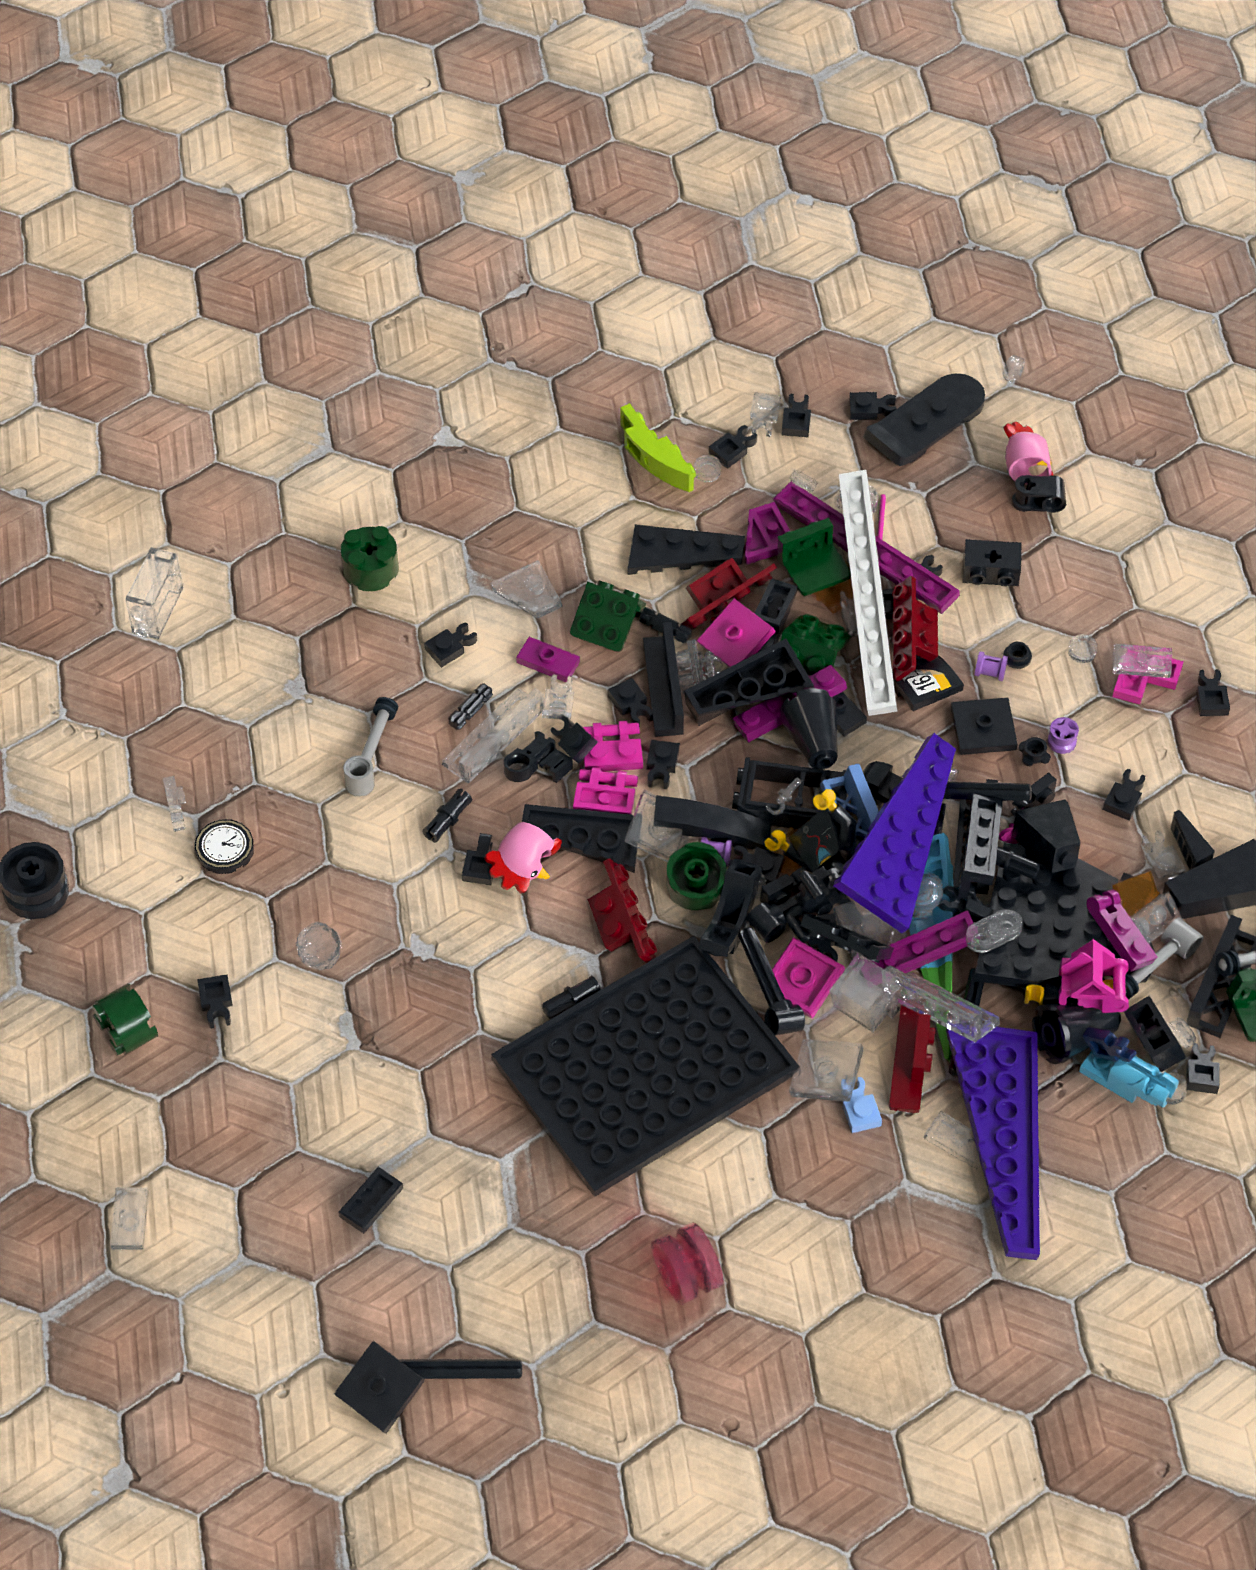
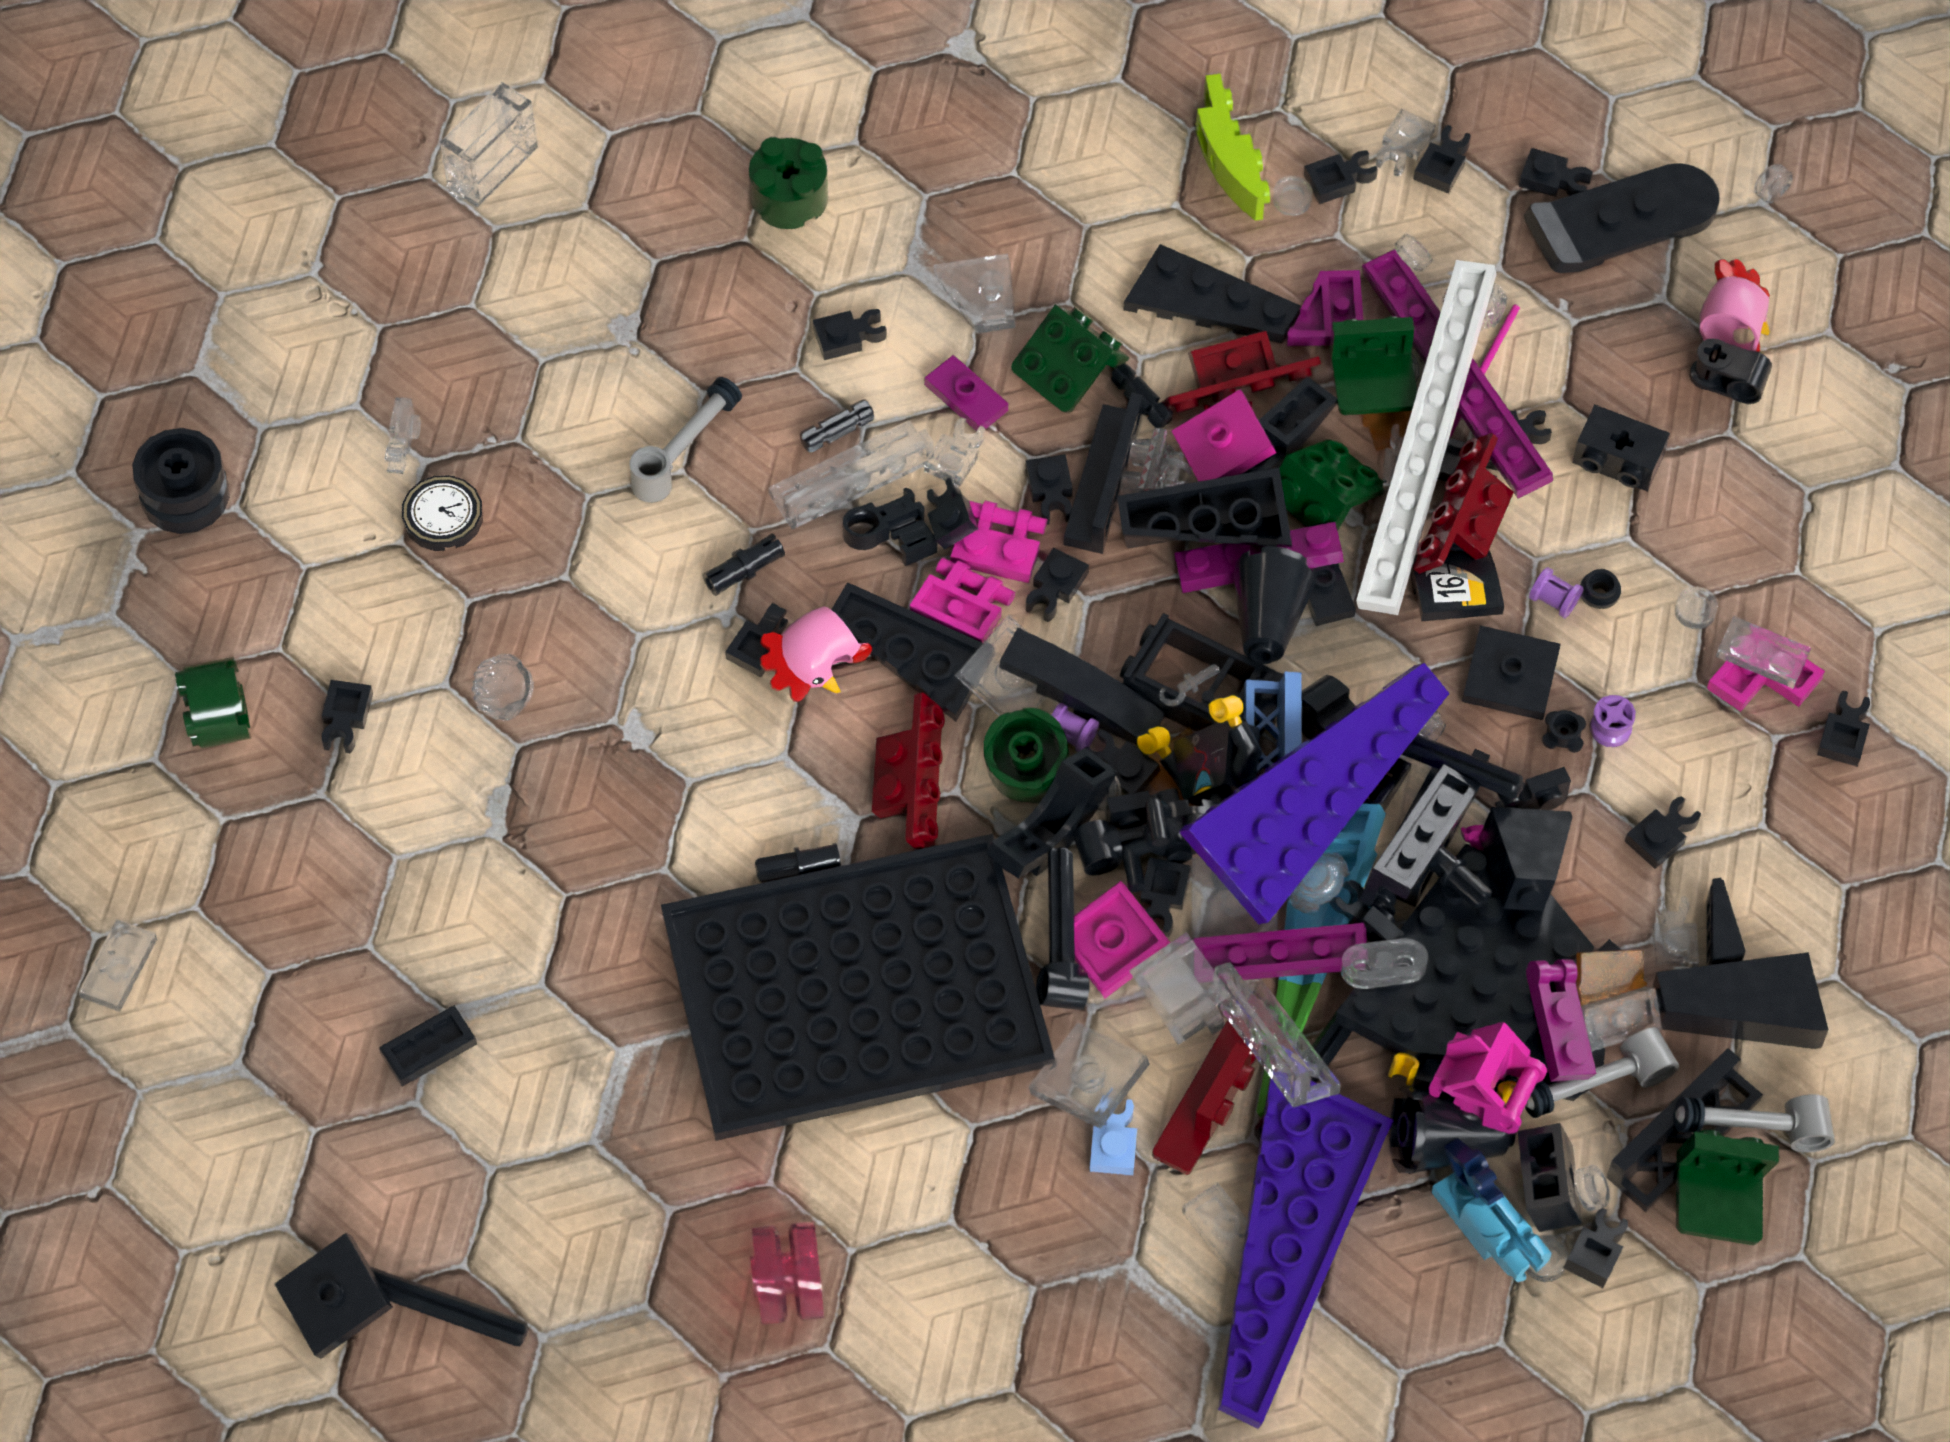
camera: 20 degrees right, 5 degrees up
(846, 938) = (1186, 907): black wing -> none

